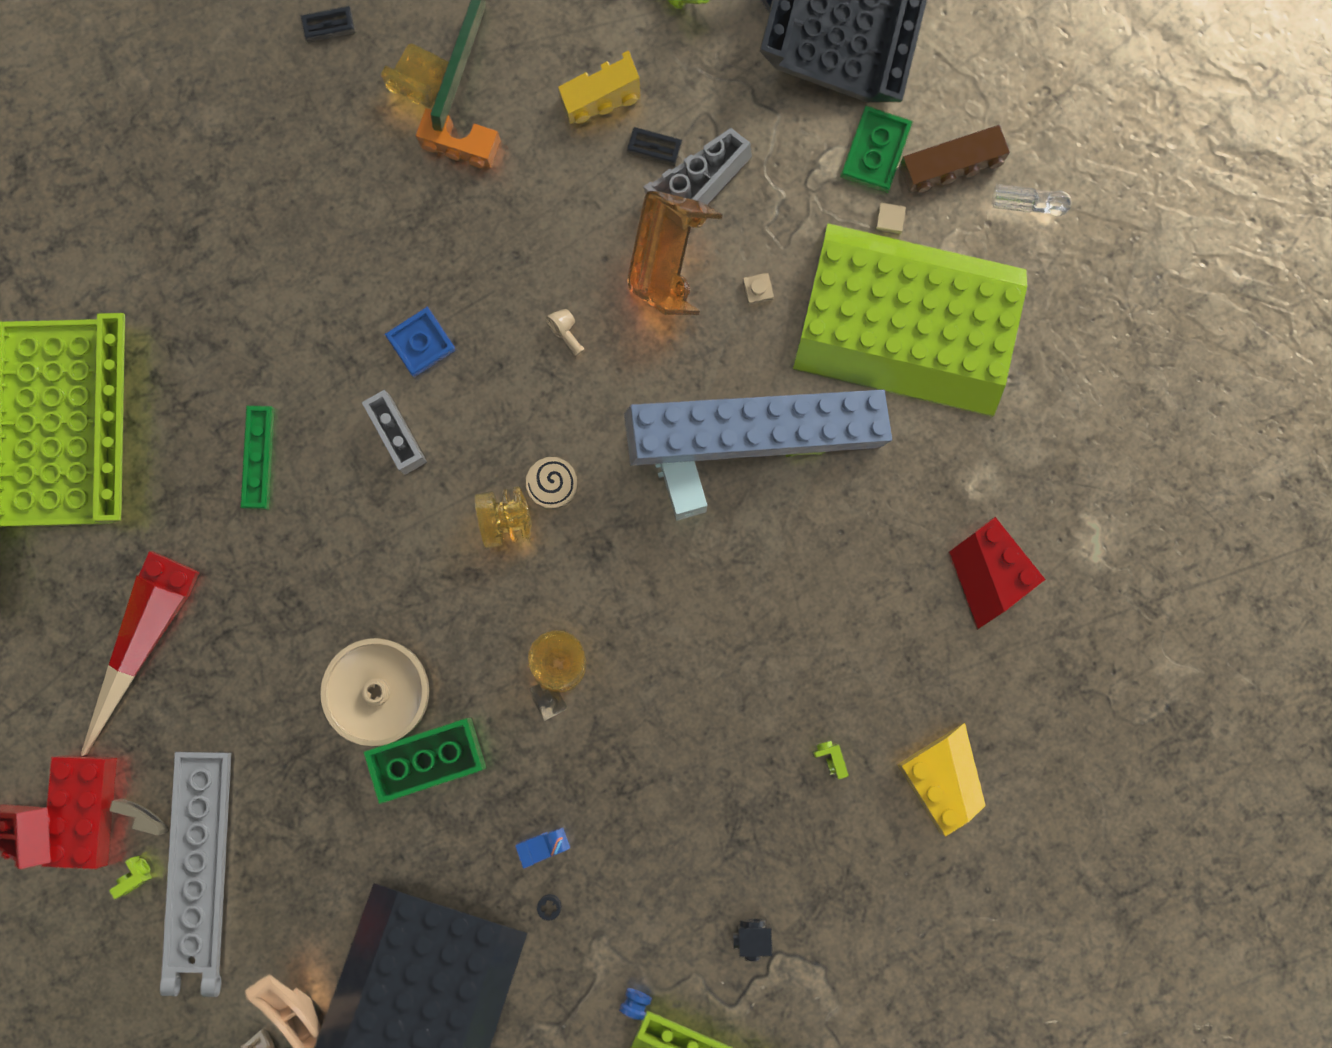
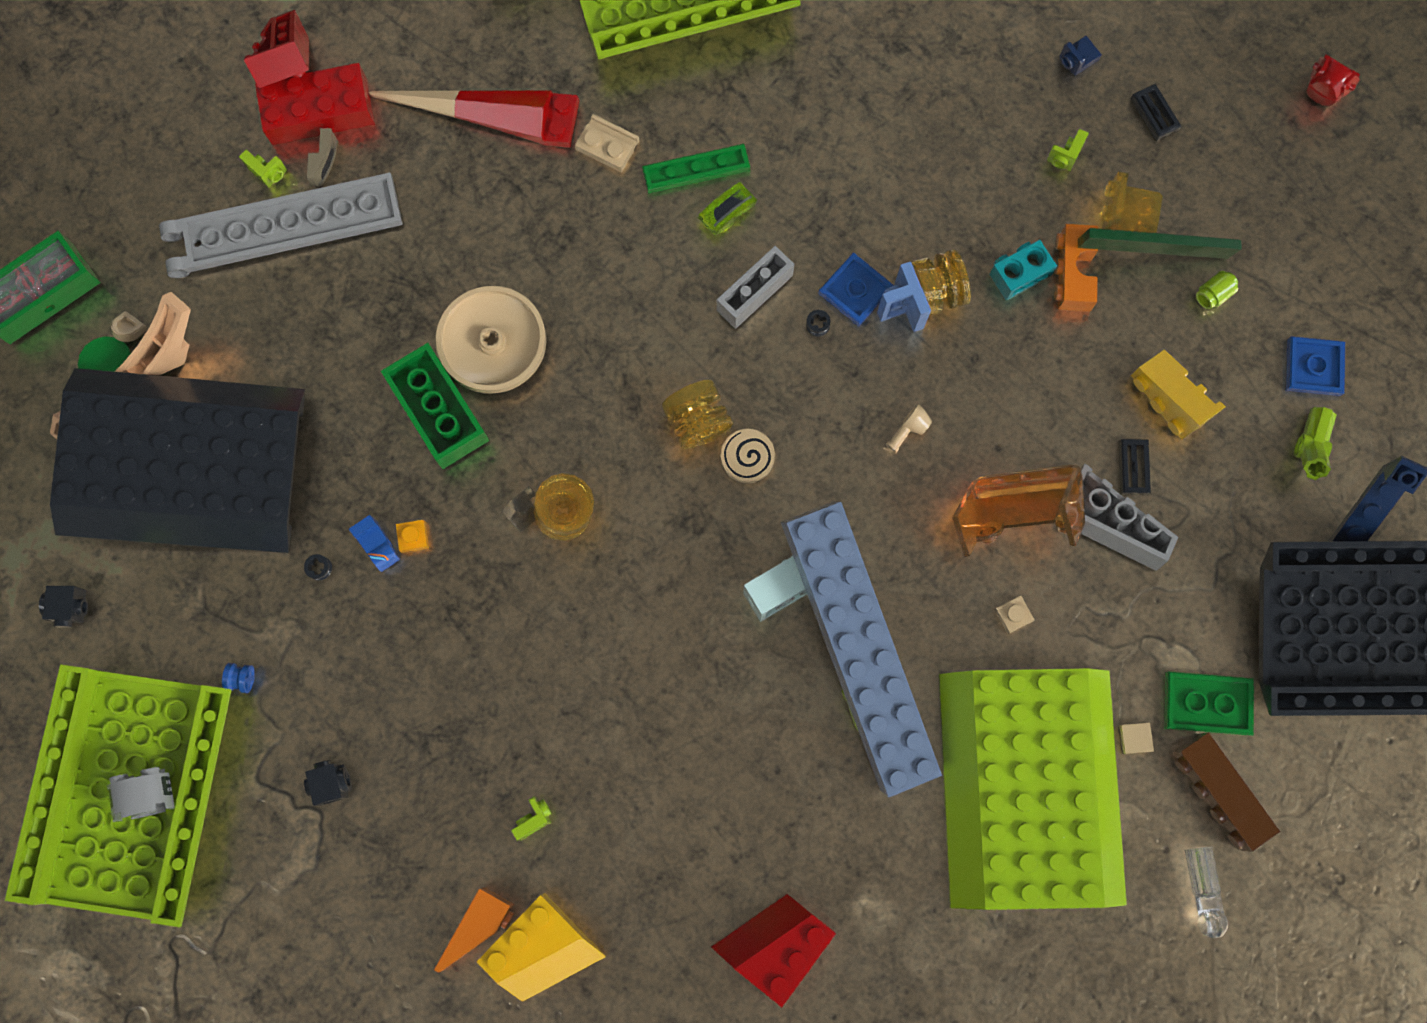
camera: 75 degrees right, 5 degrees down
(206, 535) = (607, 143): none -> tan plate
(251, 74) = (1079, 55): none -> dark blue bracket
(307, 438) = (726, 208): none -> clear neon green slope
(345, 110) = (1065, 157): none -> lime bracket
(439, 264) = (944, 281): none -> clear yellow wheel
(445, 296) = (905, 297): none -> medium blue bracket
(449, 186) = (1026, 273): none -> teal brick
(449, 390) = (814, 330): none -> black bush
(514, 24) = (1217, 290): none -> lime brick
(543, 811) = (412, 536): none -> light orange plate
(912, 827) = (481, 921): none -> orange slope

